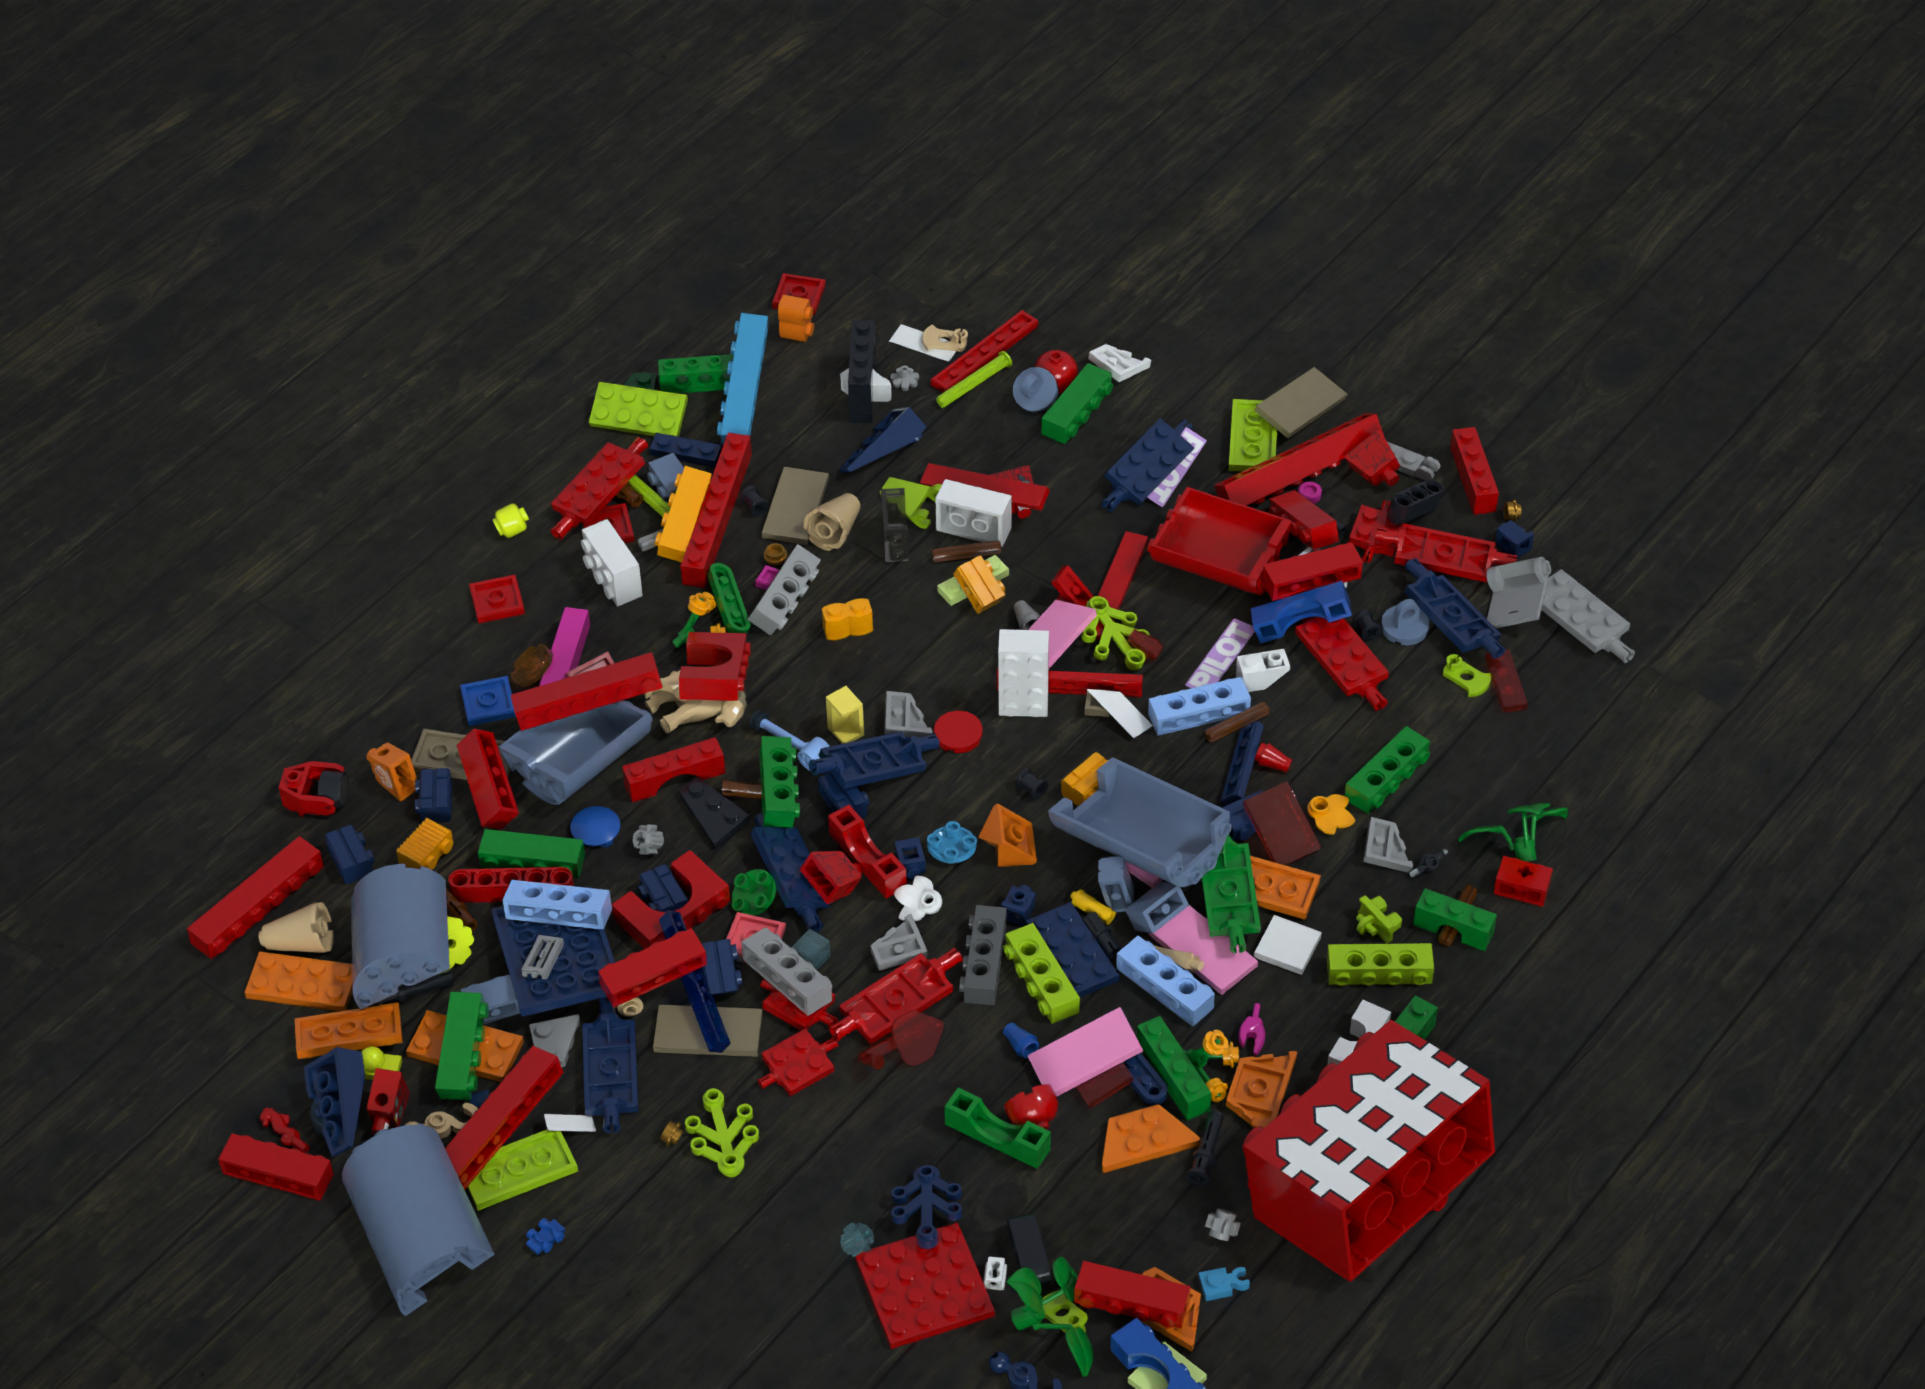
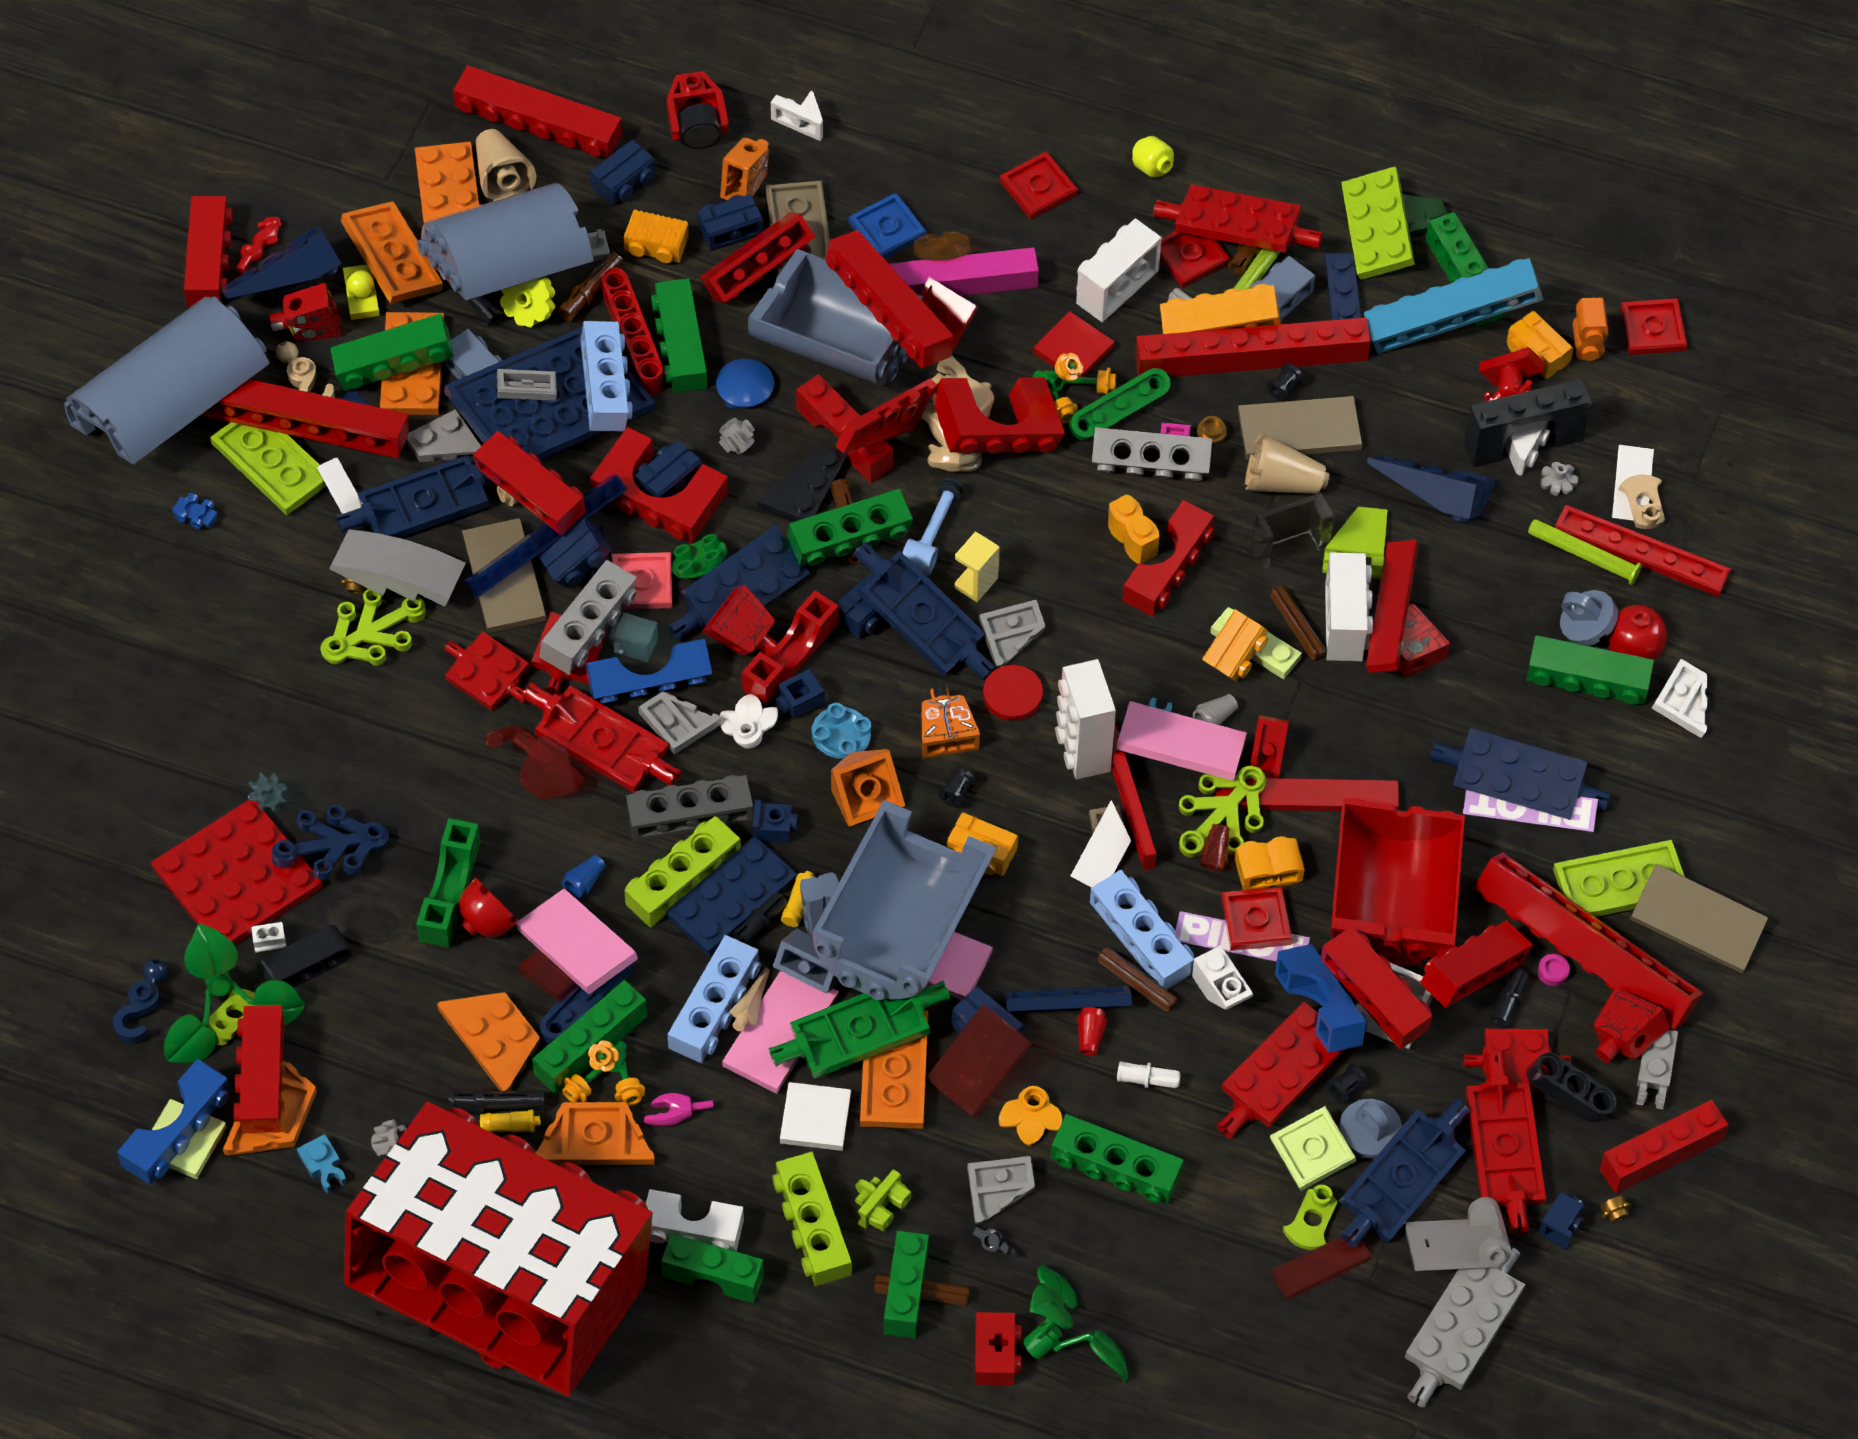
camera: 70 degrees right, 10 degrees up
(355, 724) = (802, 118): none -> white slope
(659, 616) = (1075, 337): none -> red tile
(674, 1094) = (397, 564): none -> light grey slope
(695, 724) = (887, 420): none -> red wing
(789, 353) = (1543, 340): none -> light orange brick
(812, 369) = (1509, 370): none -> red piece
(852, 924) = (610, 677): none -> blue arch
(901, 623) = (1151, 585): none -> red arch
(972, 775) = (947, 724): none -> orange torso
(1169, 618) = (1269, 863): none -> light orange brick
(1209, 641) = (1256, 918): none -> red tile
(1228, 1144) = (510, 1122): none -> yellow piece
(1320, 736) = (1147, 1075): none -> white axle
(1412, 658) = (1312, 1148): none -> yellowish green tile

